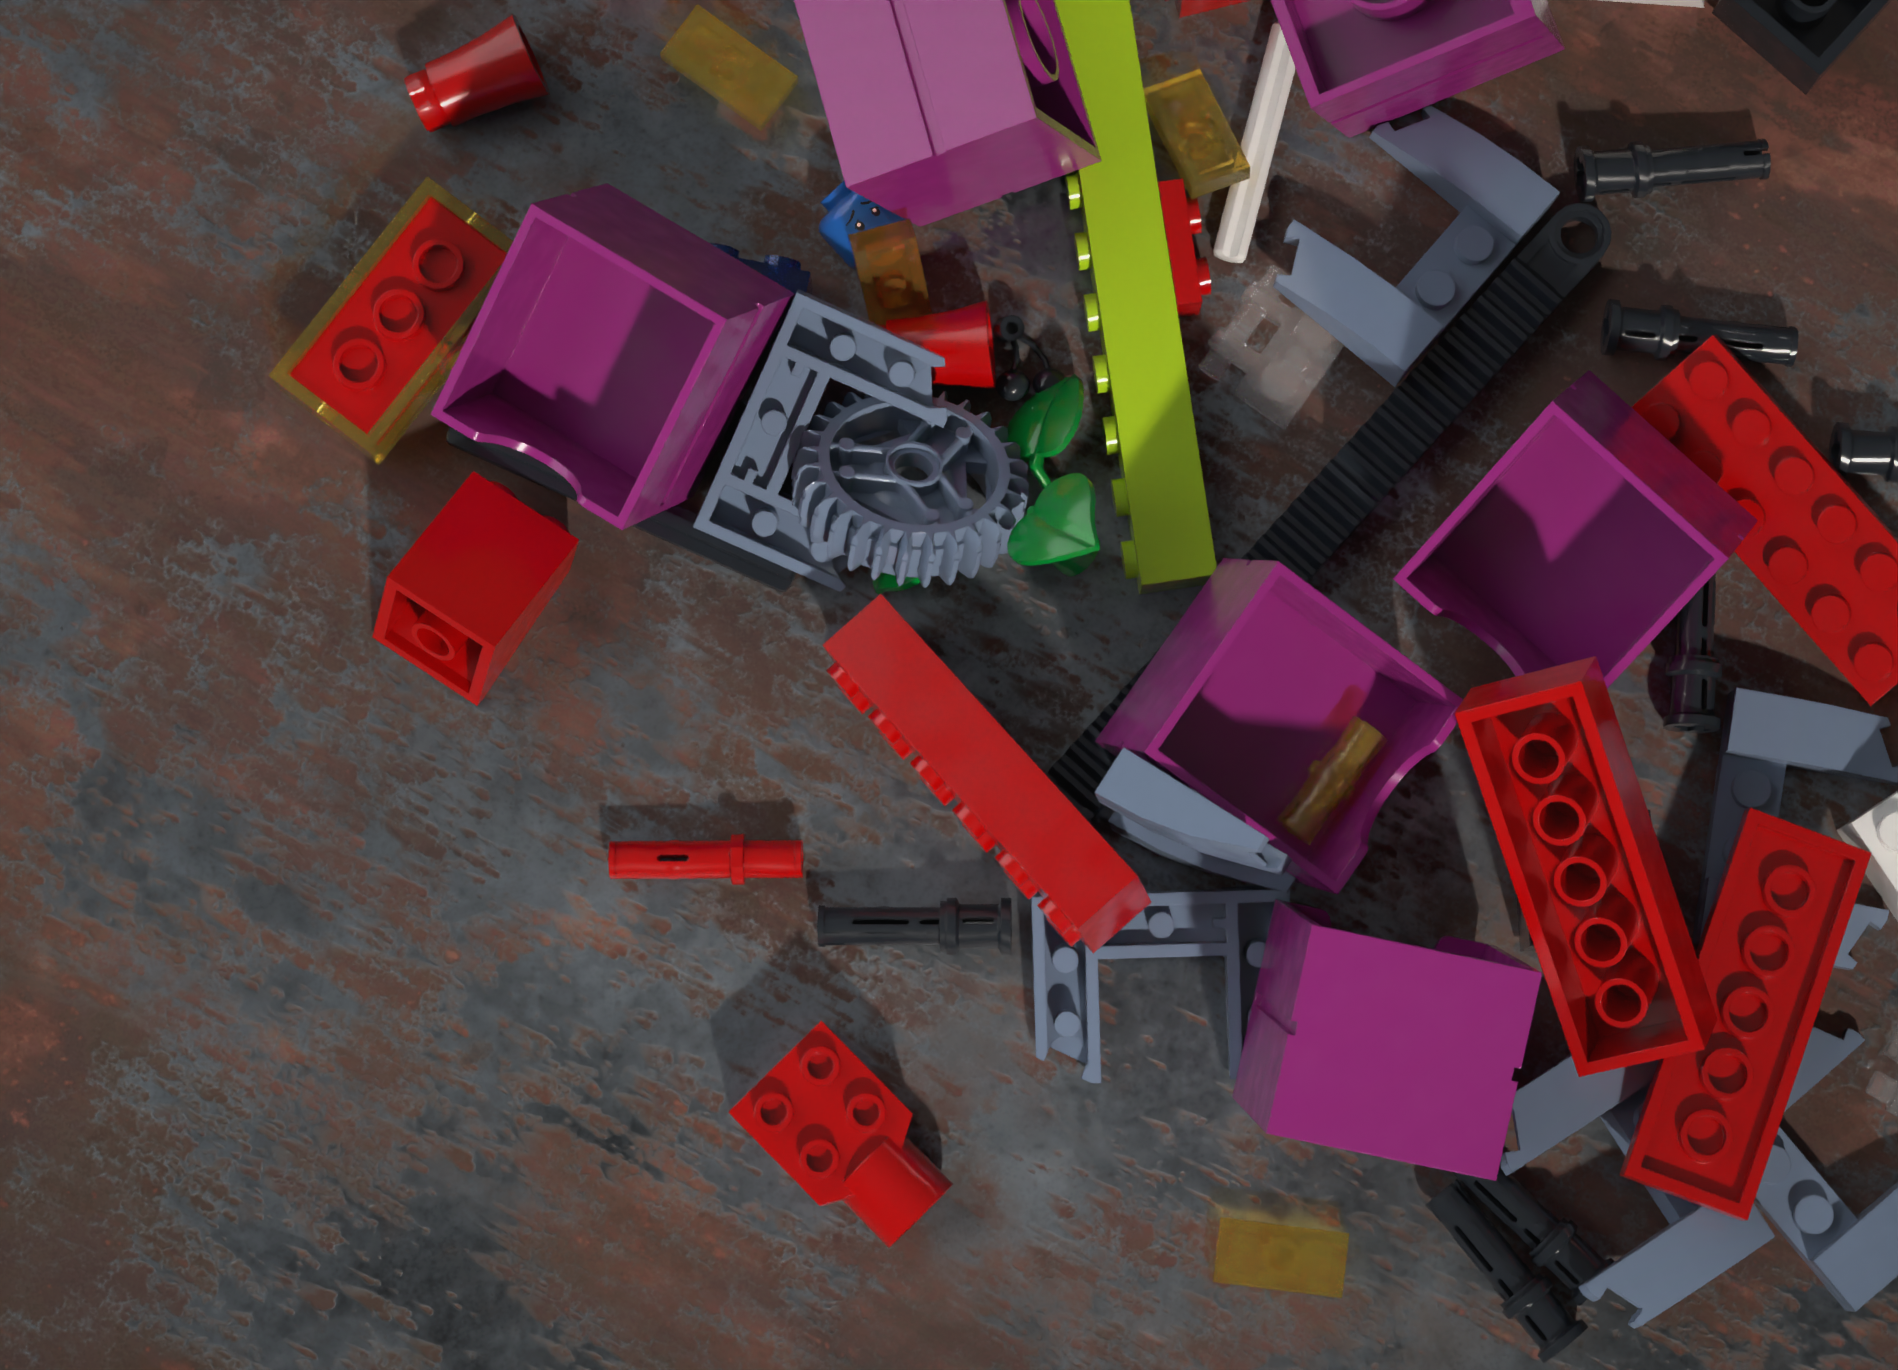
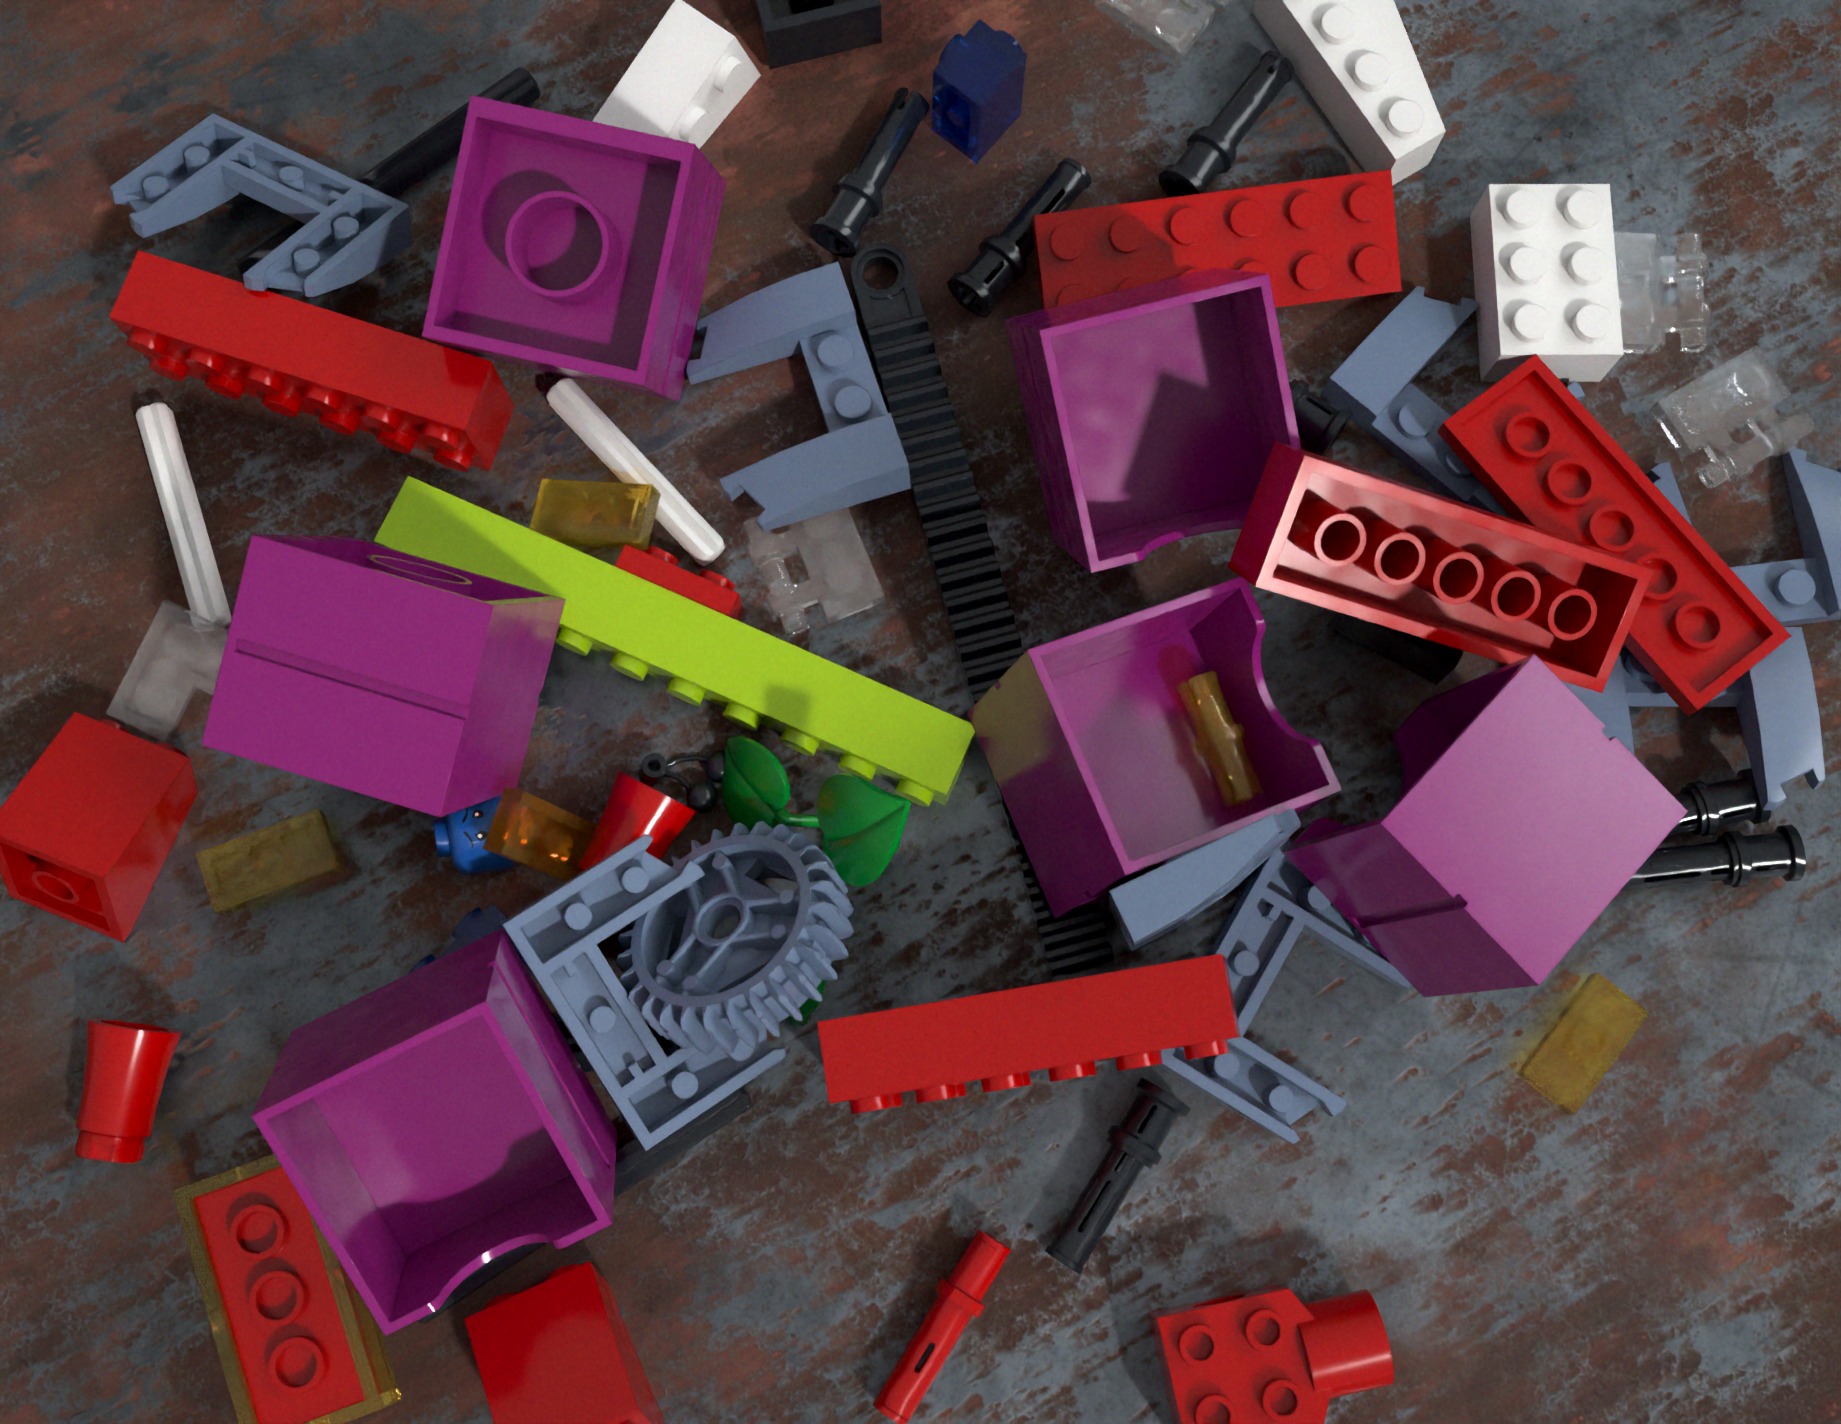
camera: 60 degrees left, 5 degrees down
(1802, 210) = (977, 89): none -> clear blue brick

